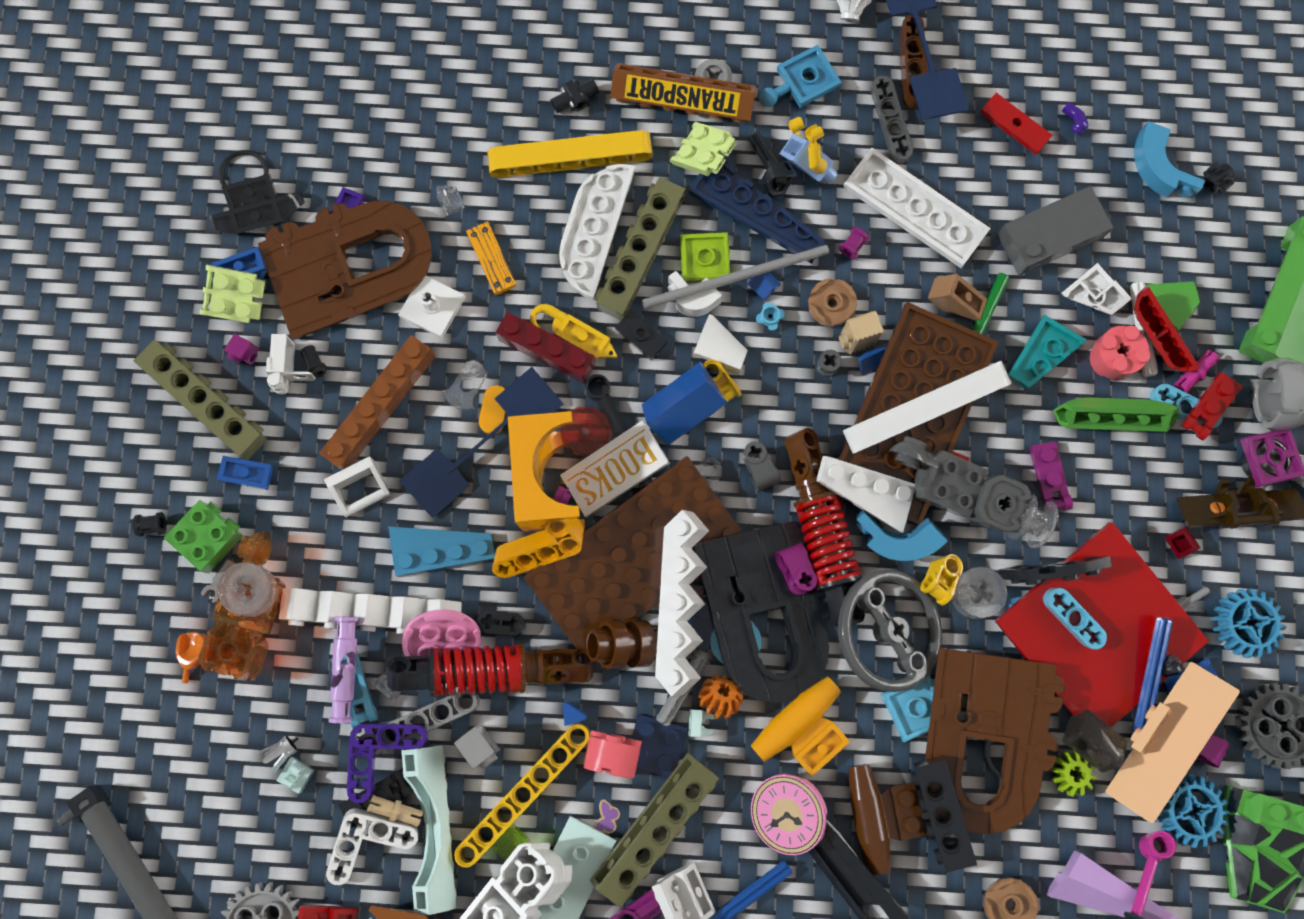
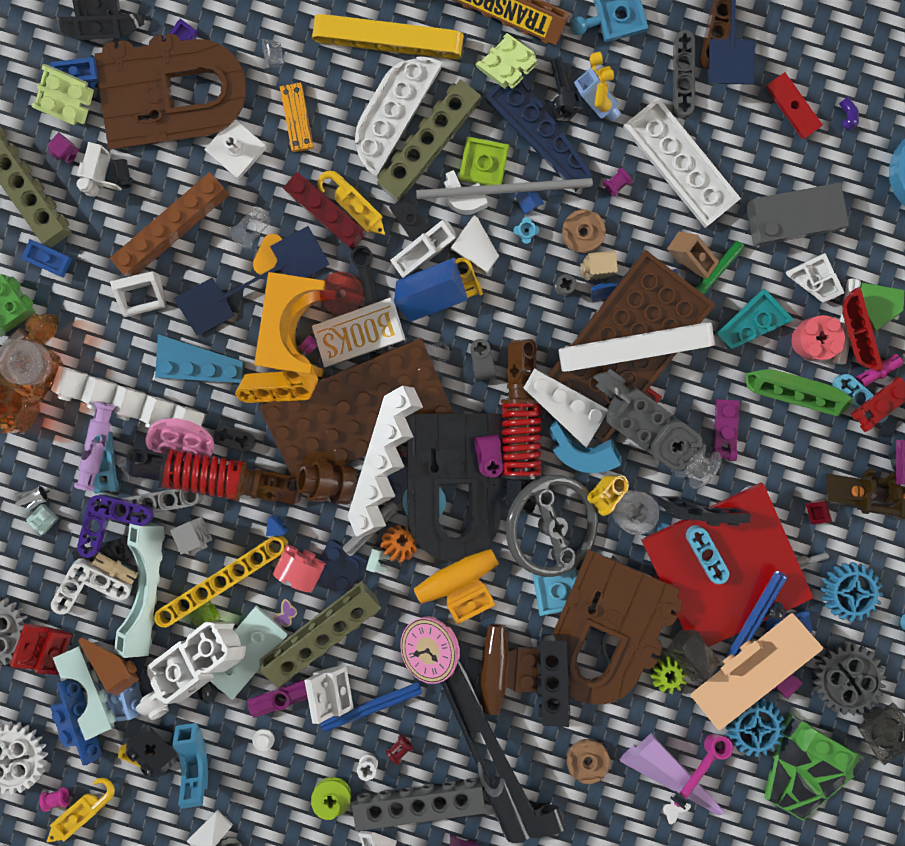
camera: 15 degrees right, 10 degrees up
(664, 361) = (424, 248): none -> white slope

